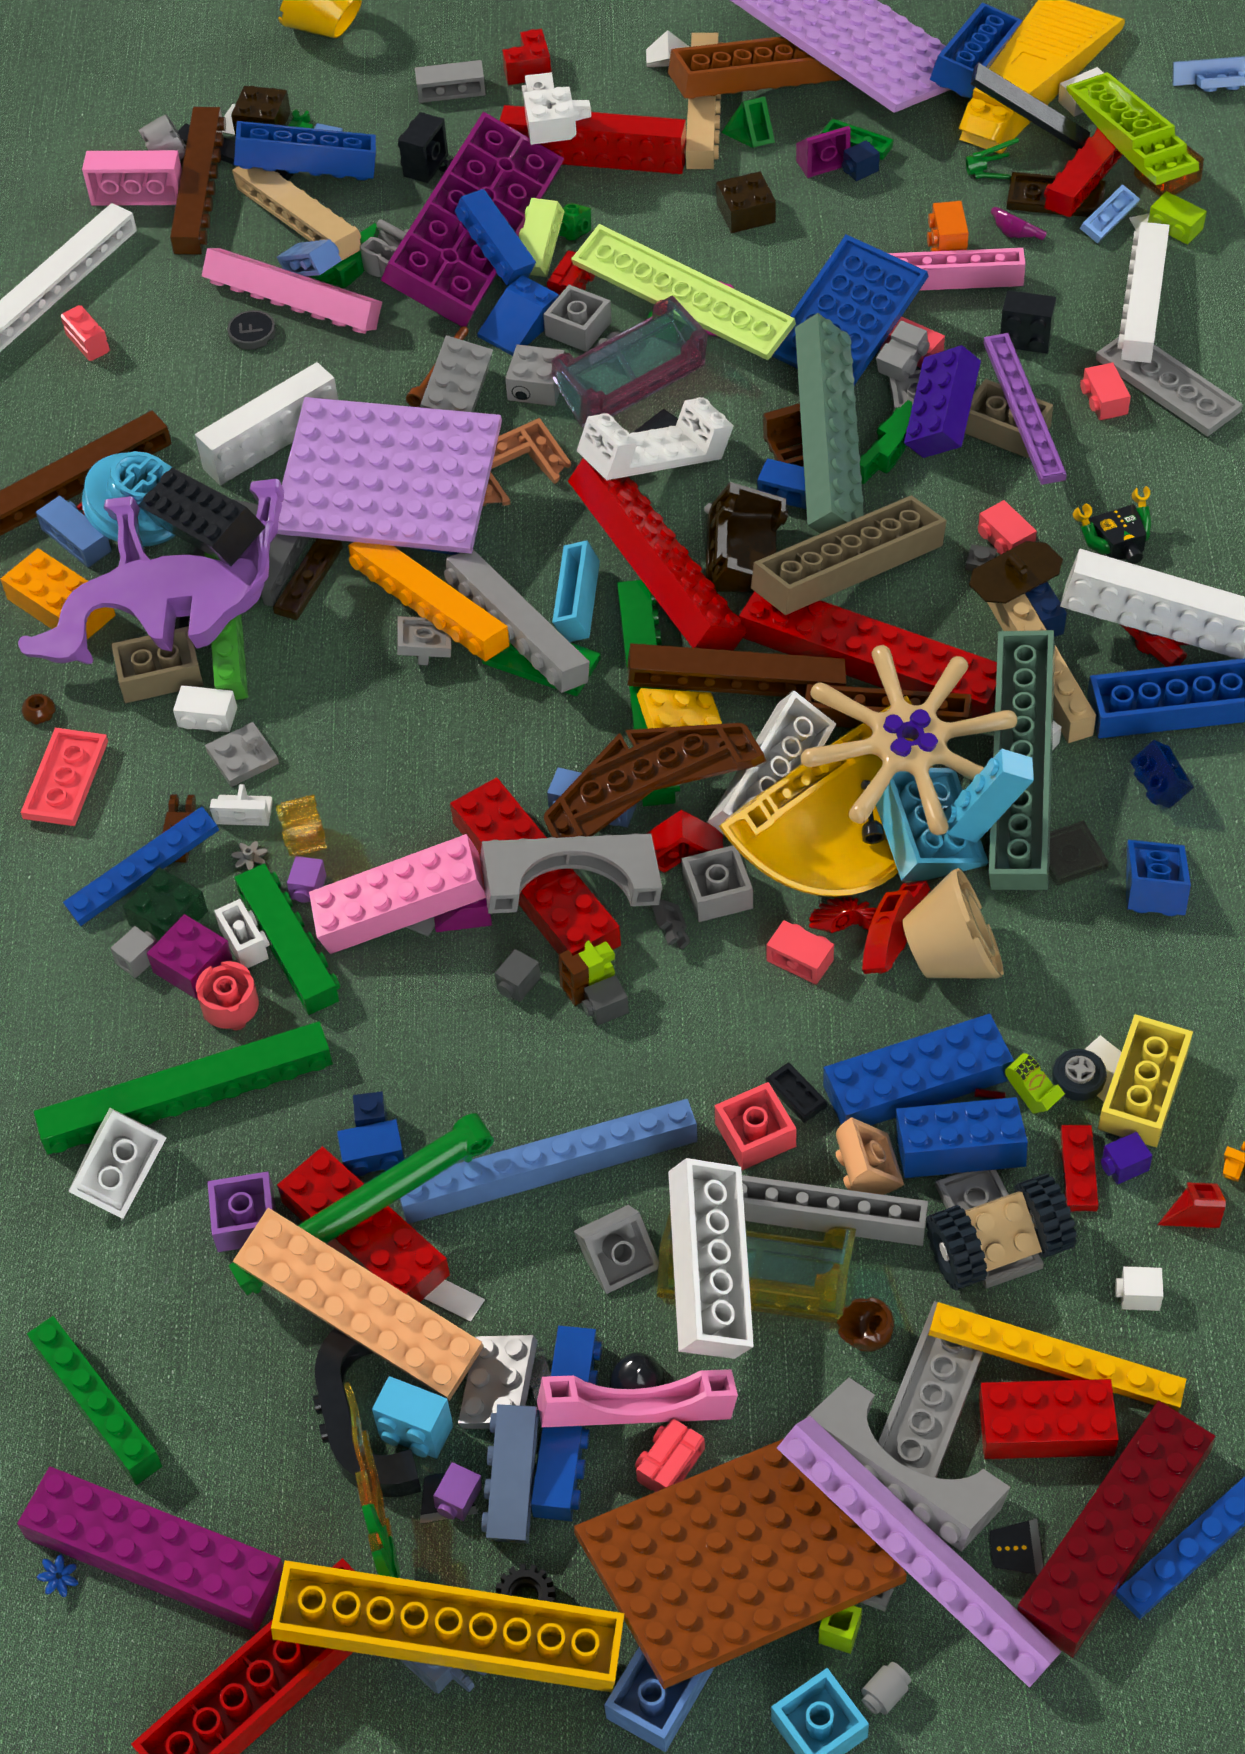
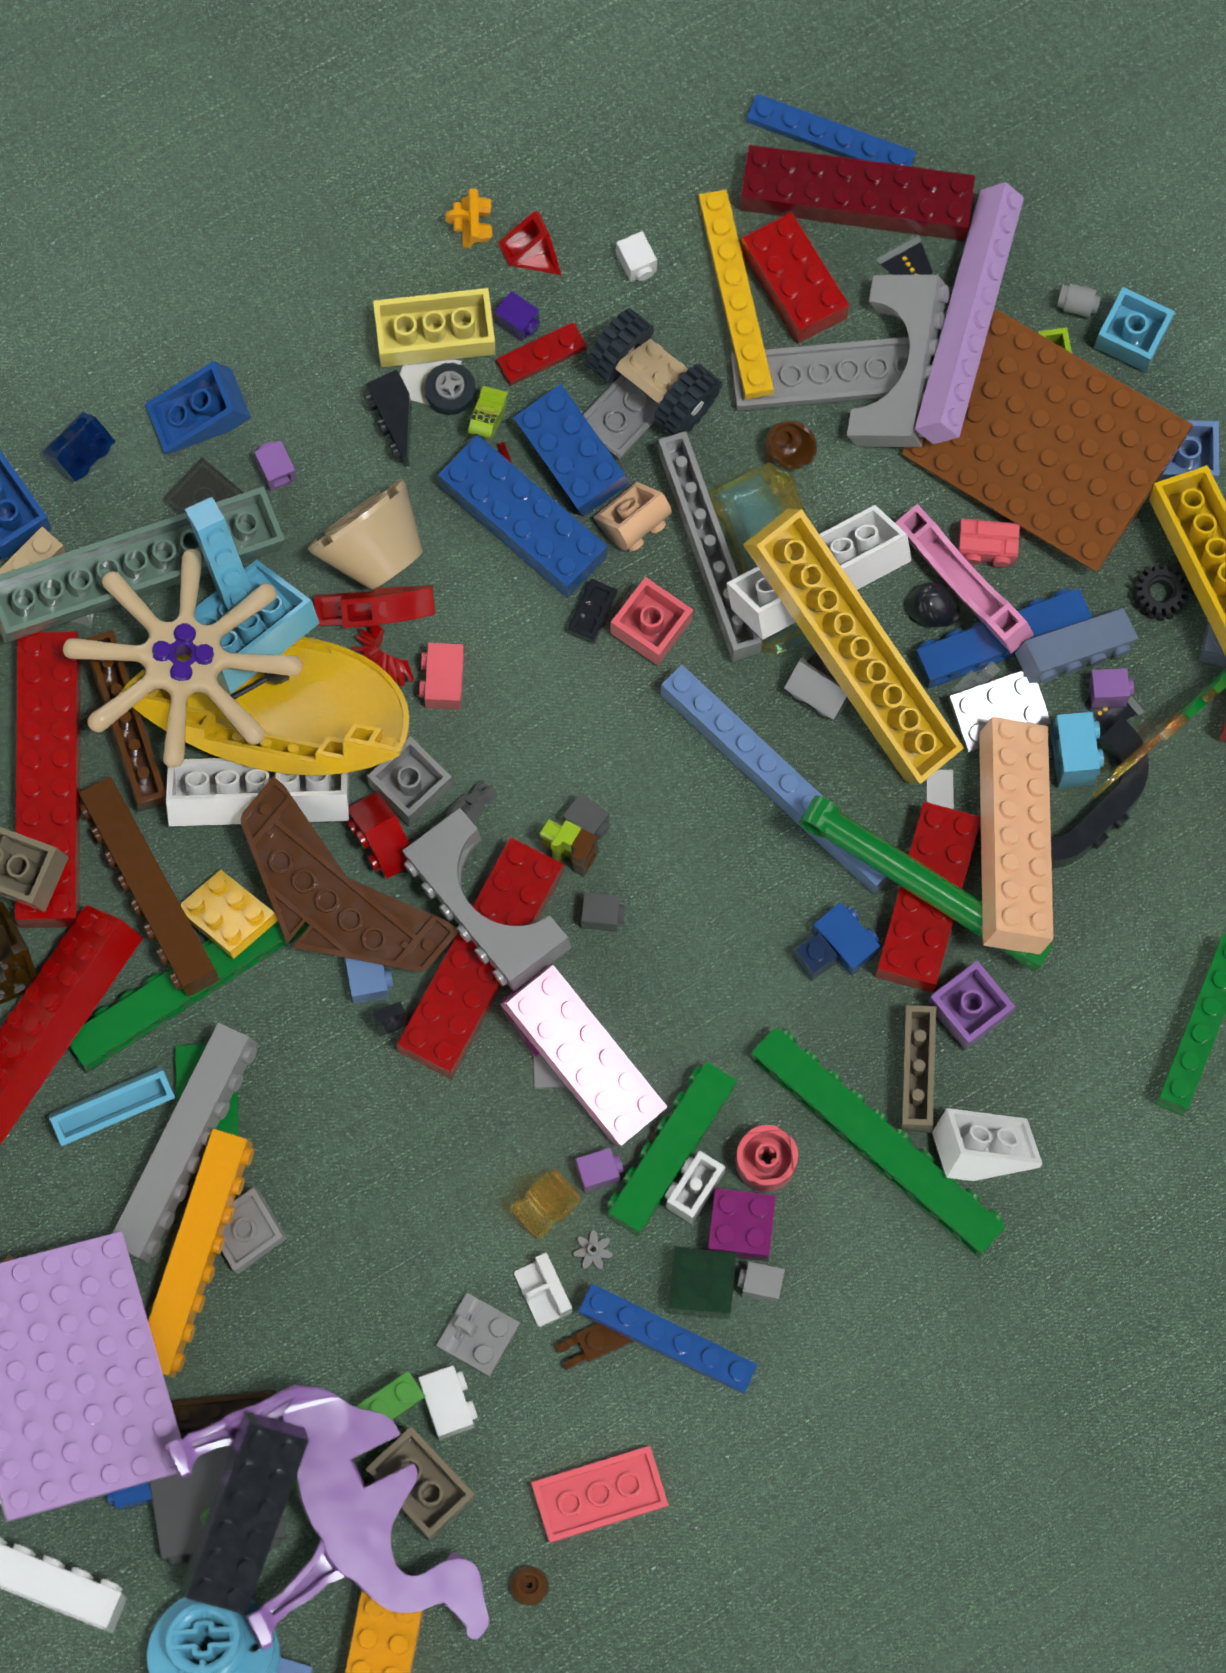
camera: 125 degrees left, 20 degrees up
(216, 1140) = (919, 1069): none -> dark tan brick
(521, 783) = (390, 1019): none -> black plate
(614, 1234) = (853, 645): none -> yellow brick
(1071, 909) = (275, 465): none -> medium lavender brick
(1076, 1019) = (394, 405): none -> black slope

